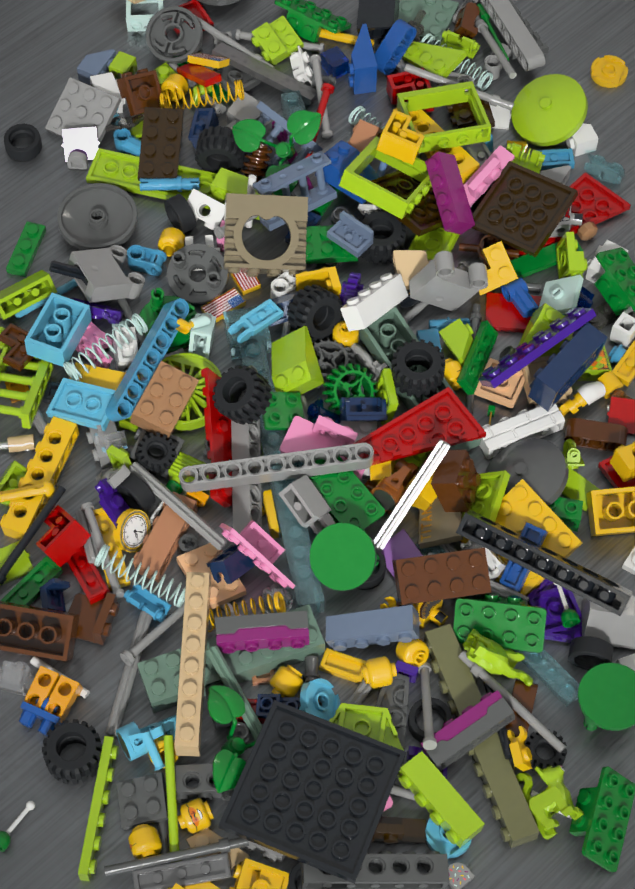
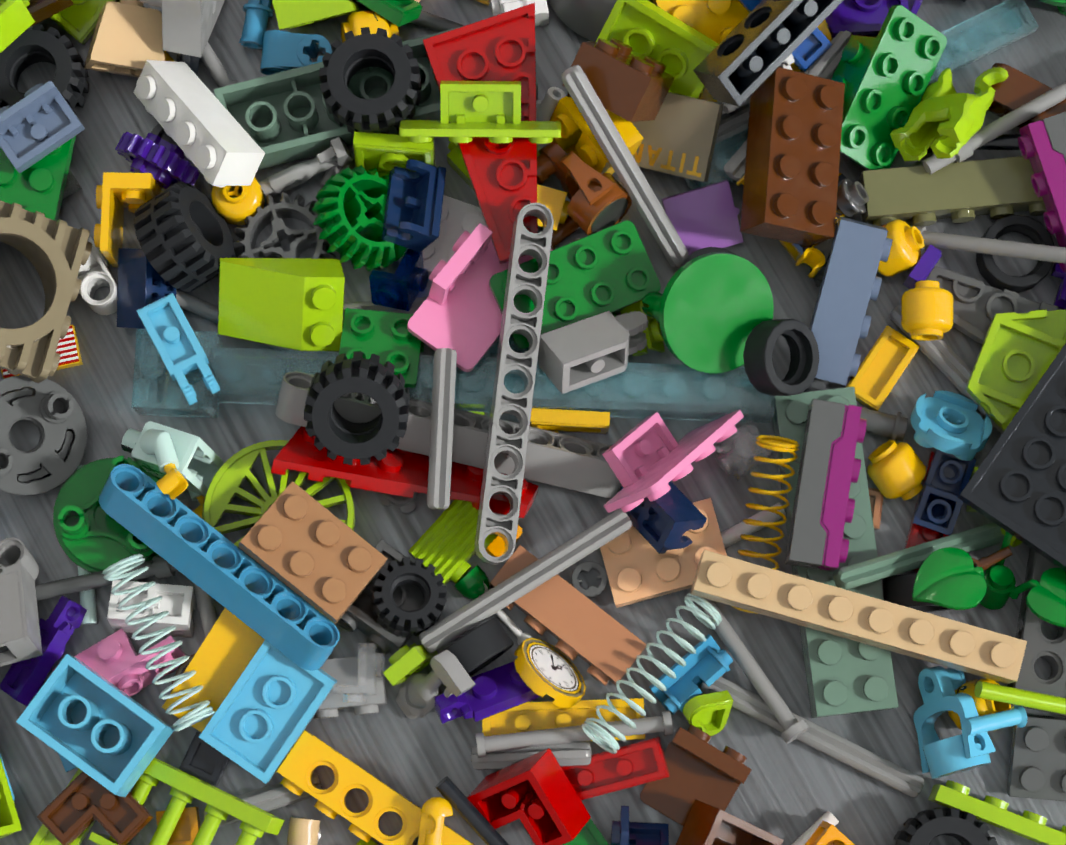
camera: 75 degrees left, 20 degrees up
(128, 613) = (709, 711): none -> lime tile
(226, 302) = (99, 404): tile -> none
(242, 733) = (985, 562): none -> reddish brown hand
(244, 440) = (441, 428): none -> light grey axle
(334, 613) = (803, 356): none -> black tyre
(416, 418) = (480, 110): none -> lime bracket
(432, 619) = (852, 197): none -> flat silver plate

